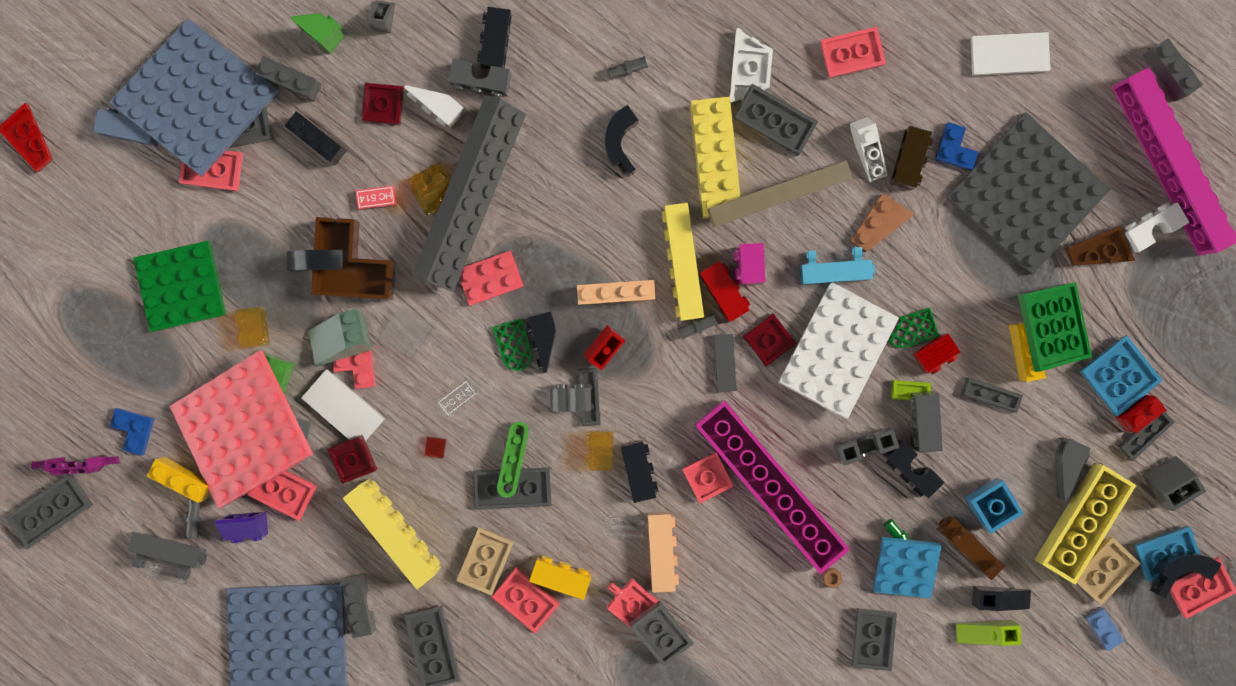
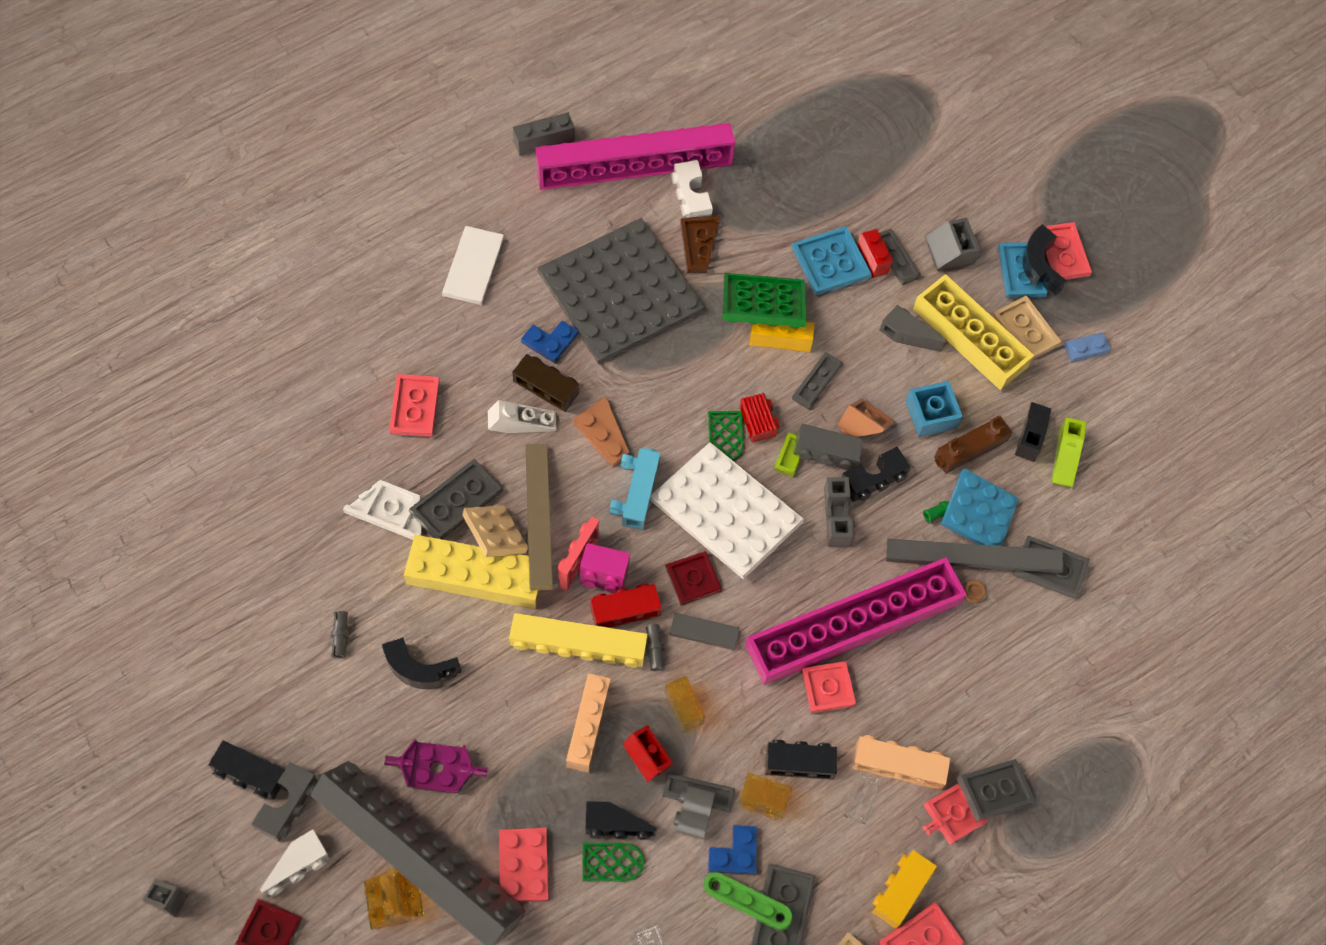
camera: 80 degrees left, 25 degrees down
(541, 168) = (419, 758): none -> magenta plate
(549, 445) = (739, 858): none -> blue plate
(655, 364) = (684, 704): none -> clear yellow brick
(754, 162) = (495, 531): none -> tan plate
(773, 241) = (570, 566): none -> coral plate
(863, 572) = (975, 555): none -> dark grey tile
(963, 448) = (864, 419): none -> nougat slope

